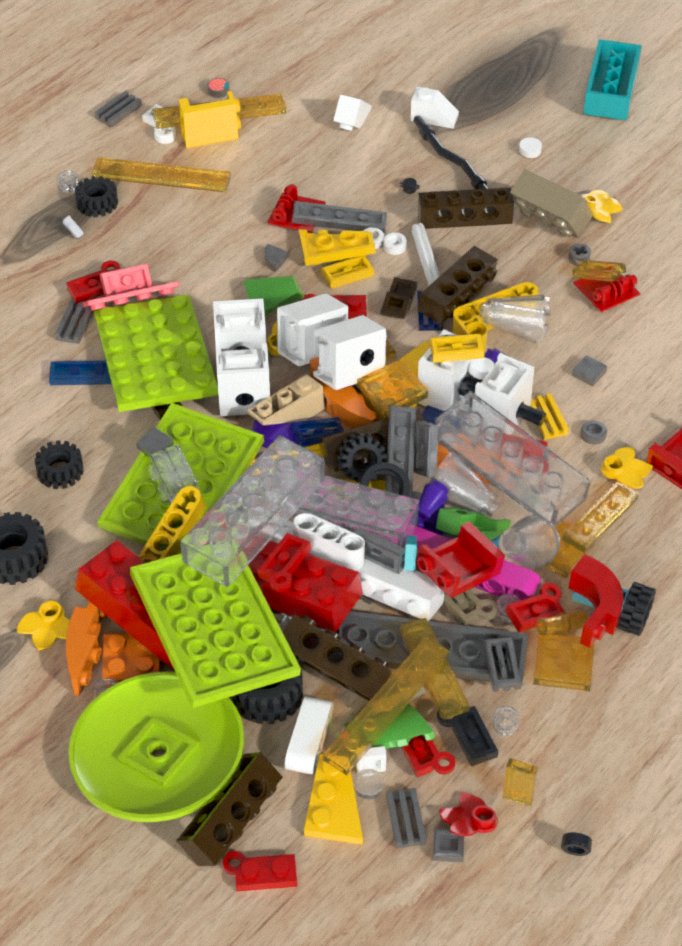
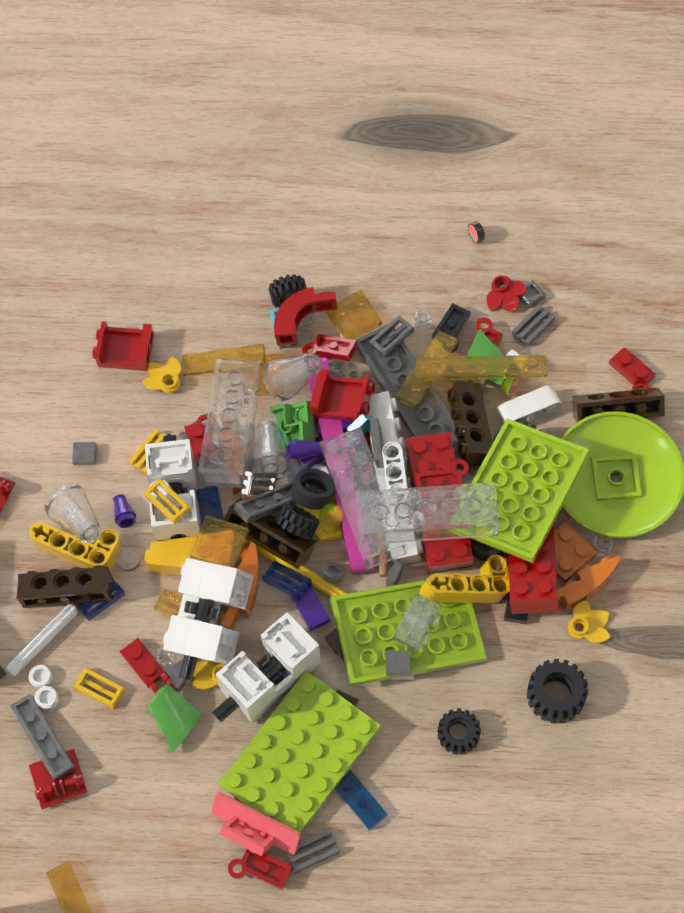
camera: 125 degrees left, 15 degrees up
(275, 257) = (124, 755): flat silver tile -> none
(291, 404) = (270, 609): tan slope -> none
(333, 247) = (82, 715): yellow wing -> none
(333, 806) = (563, 365): yellow wing -> none
(399, 298) = (104, 628): dark brown slope -> none
(520, 782) = (468, 272): clear yellow tile -> none
(561, 623) = (329, 328): clear yellow axle -> none
(593, 432) = (143, 416): flat silver tile -> none

